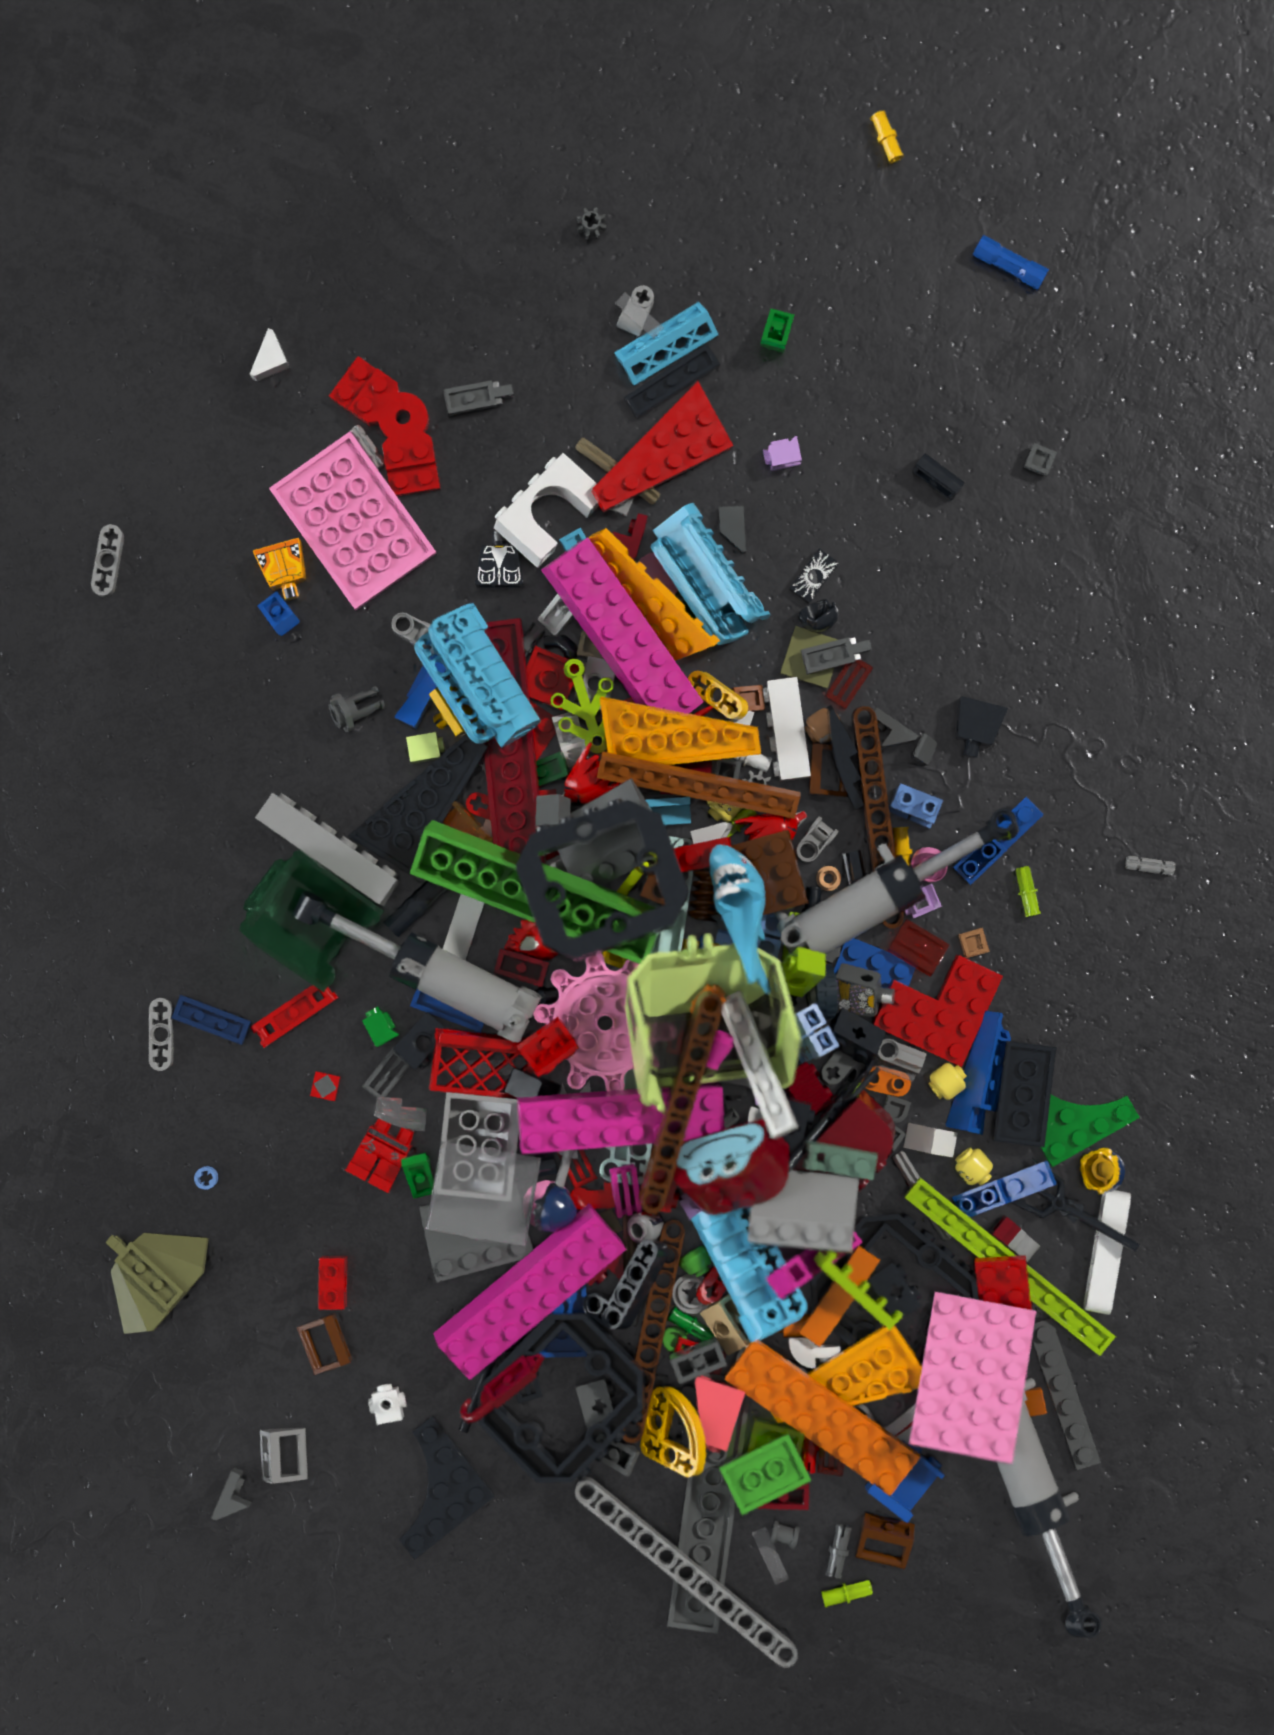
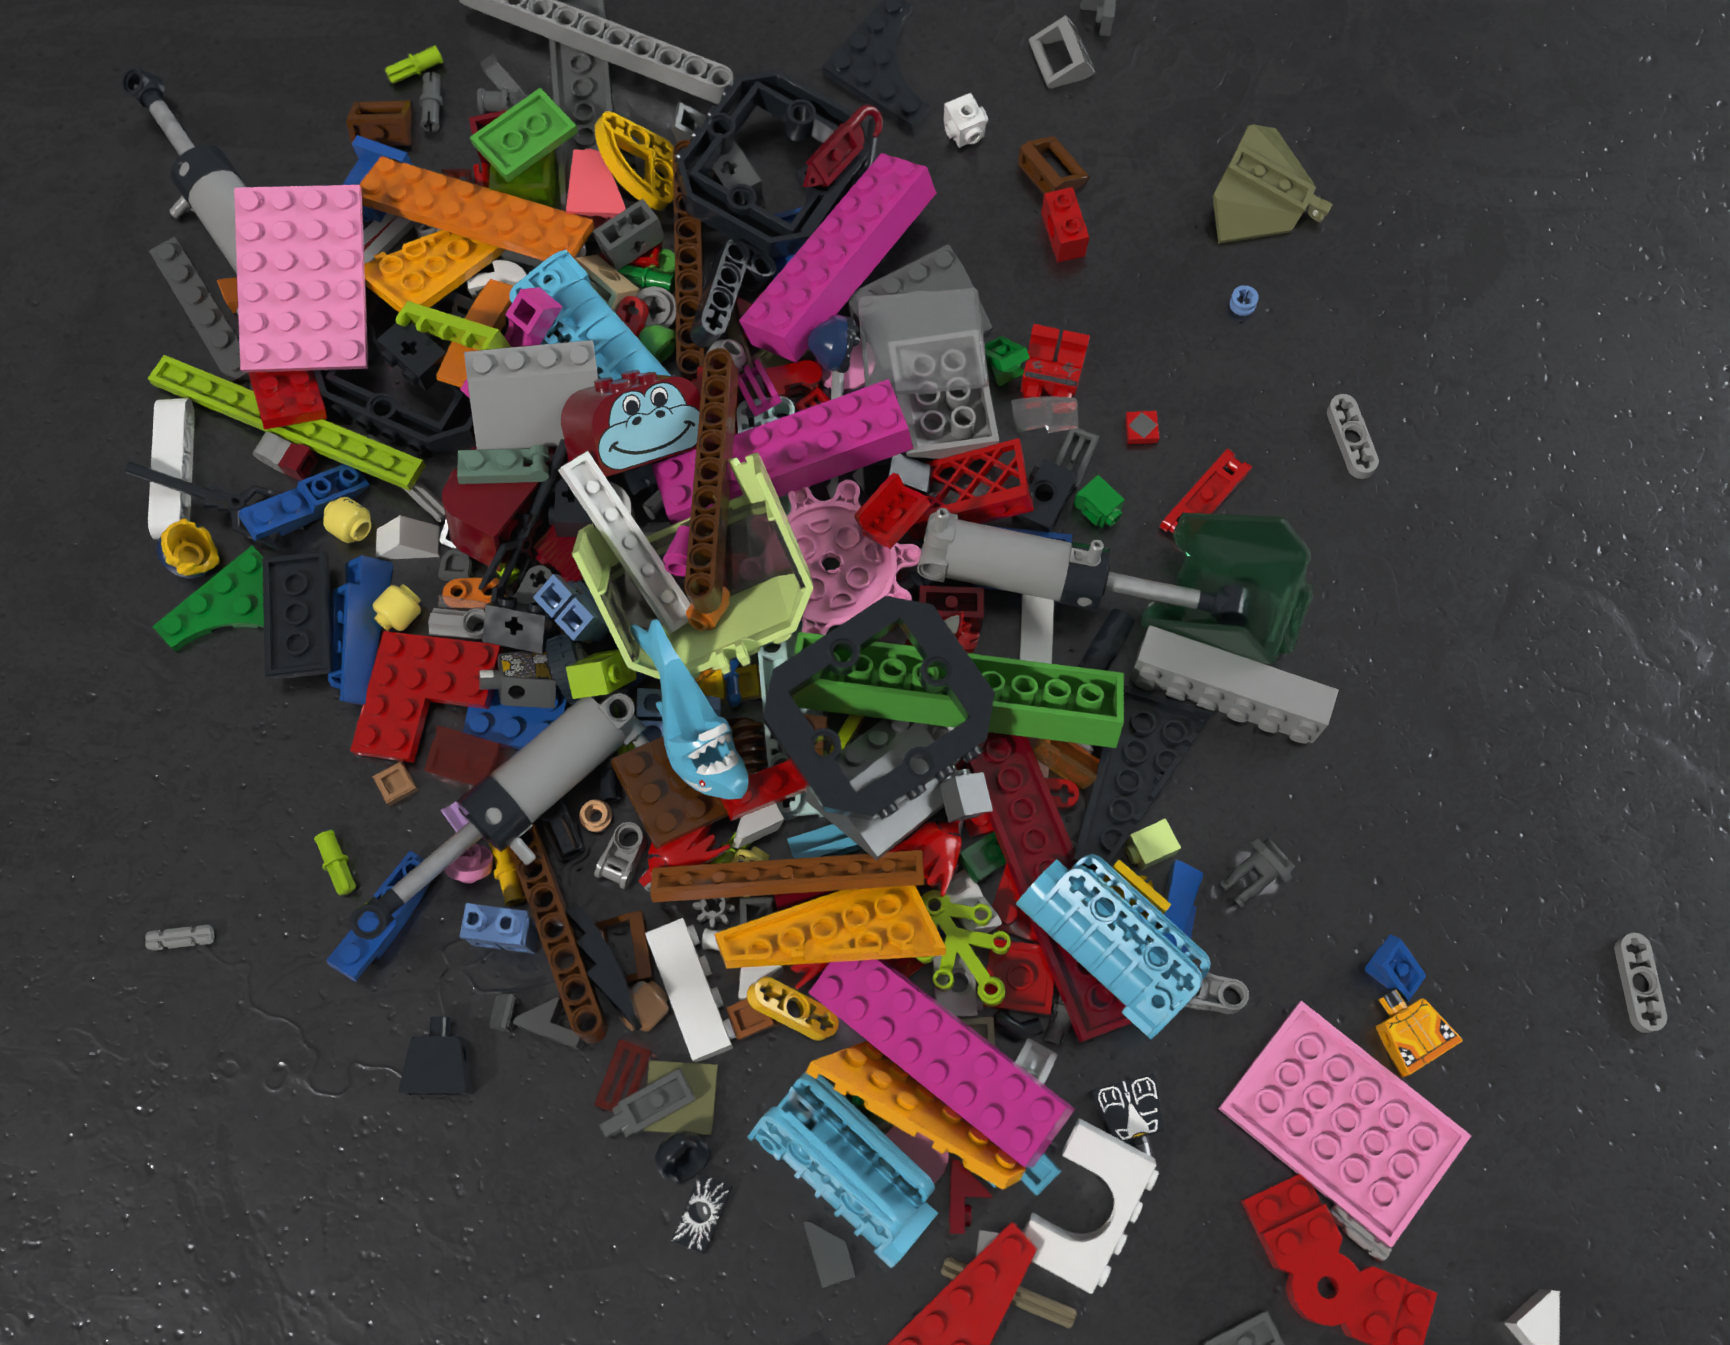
camera: 165 degrees right, 15 degrees down
(211, 1019) = (1300, 464): dark blue plate -> none

